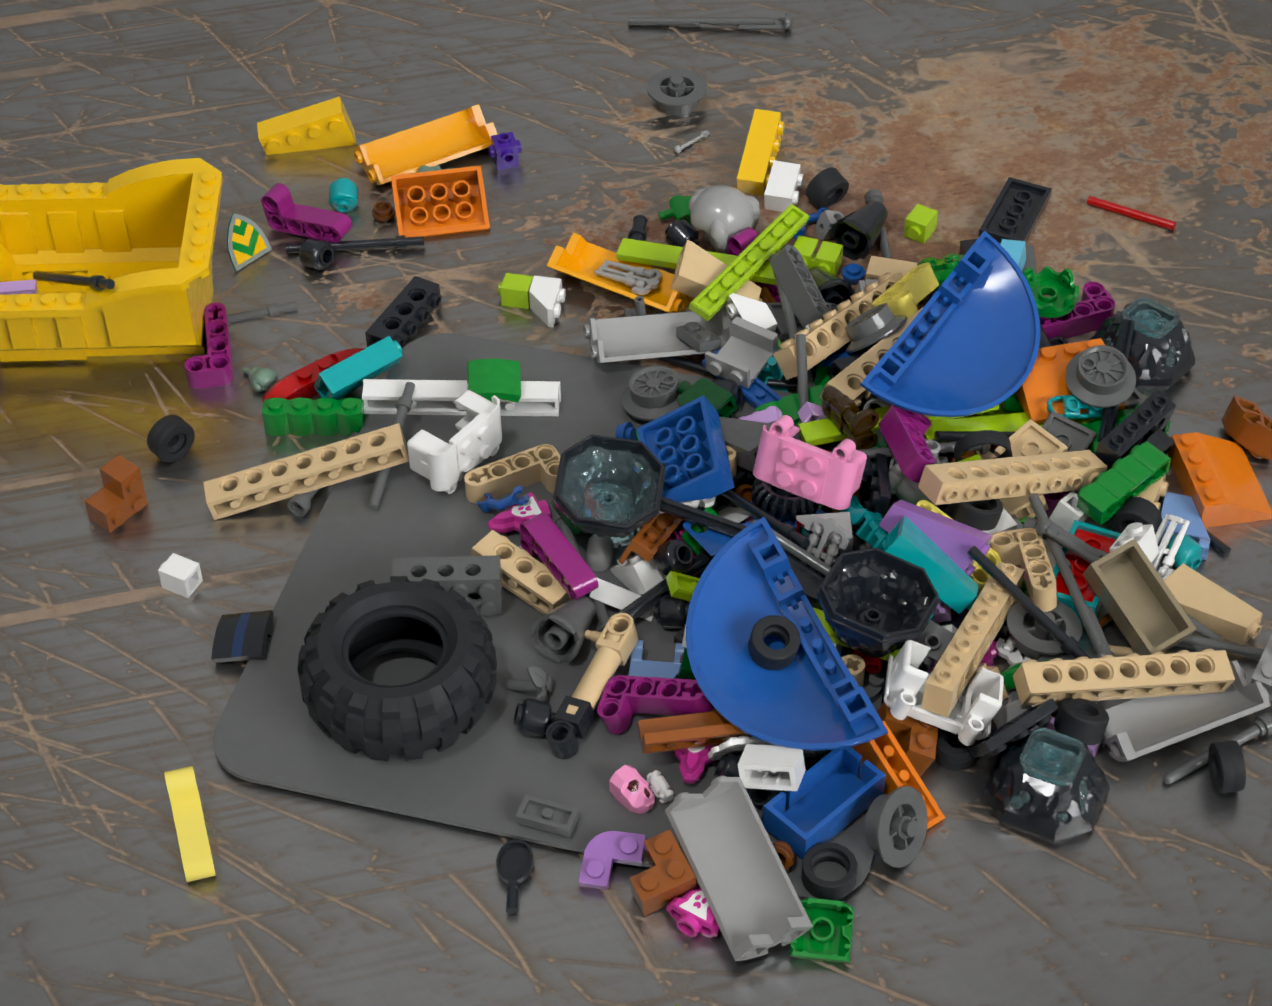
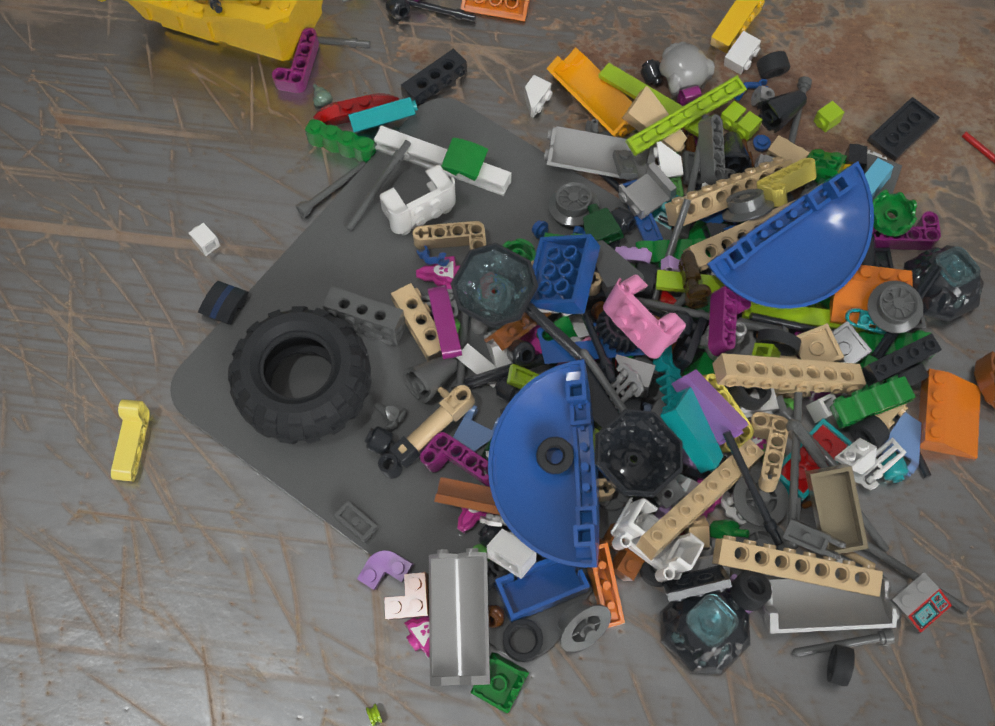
camera: 20 degrees right, 20 degrees up
(120, 496) = (189, 164): dark orange brick -> none
(170, 438) = (240, 128): black tyre -> none
(306, 471) = (313, 187): tan brick -> none
(514, 866) = (320, 550): black piece -> none
(515, 290) = (517, 80): lime brick -> none
(631, 790) = (420, 523): bright pink rock -> none
(637, 282) = (600, 98): light grey piece -> none
(638, 228) = (623, 60): black pin -> none
(660, 786) = (440, 526): white piece -> none
(678, 208) = (661, 44): green piece -> none
(1126, 637) = (812, 538): none -> dark grey hinge
(1214, 606) = (891, 520): tan slope -> none

